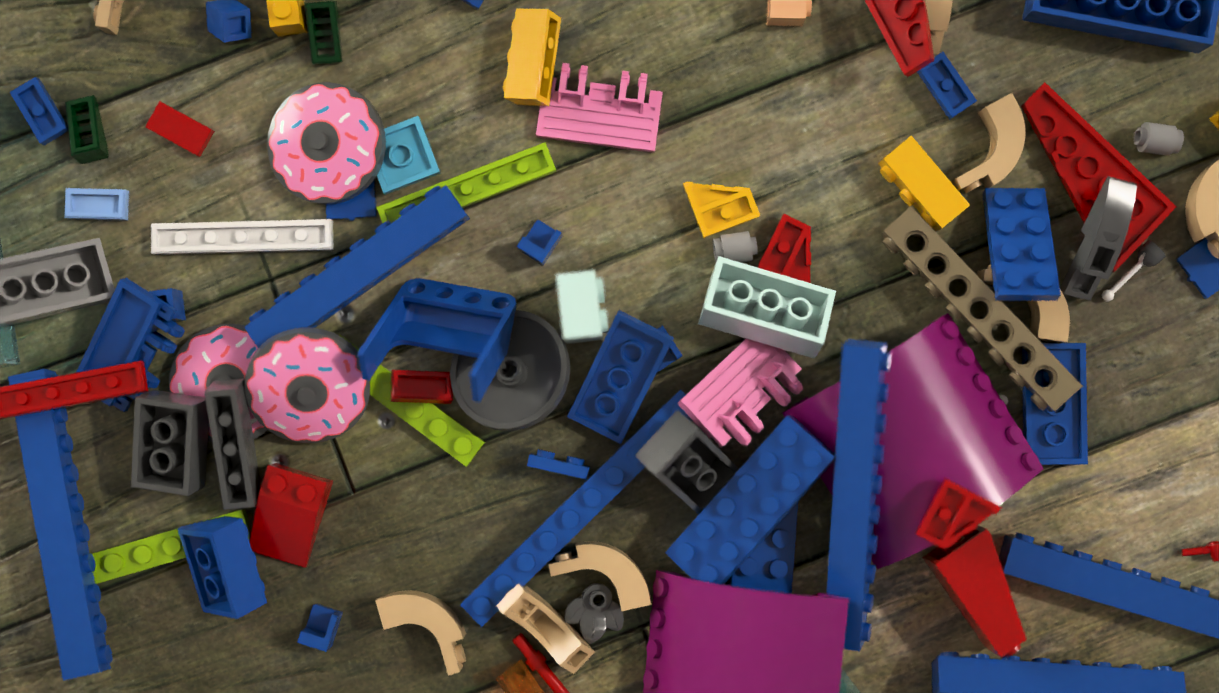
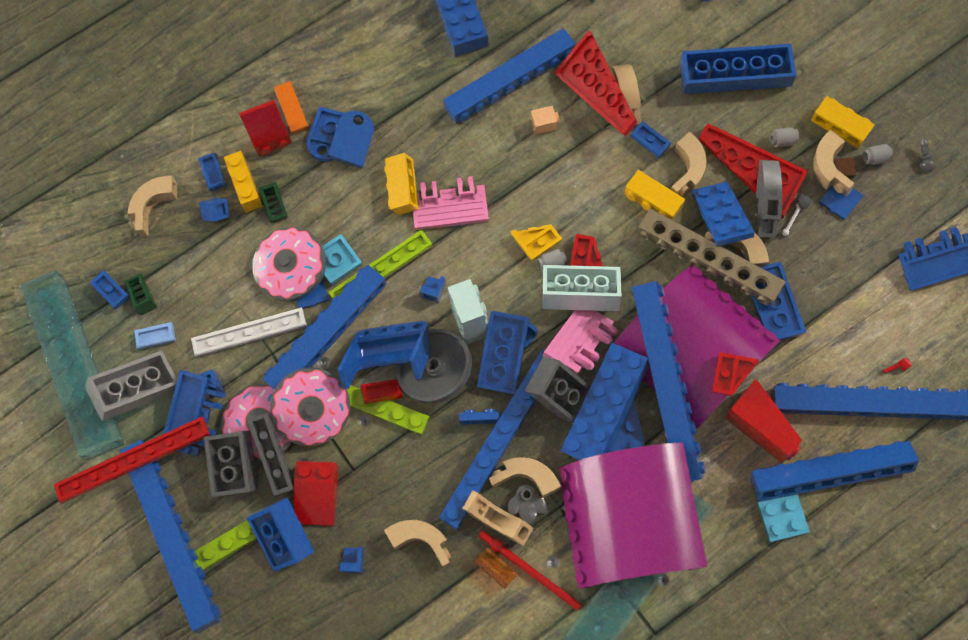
camera: 10 degrees left, 15 degrees down
(179, 129) = (197, 279): red tile -> none

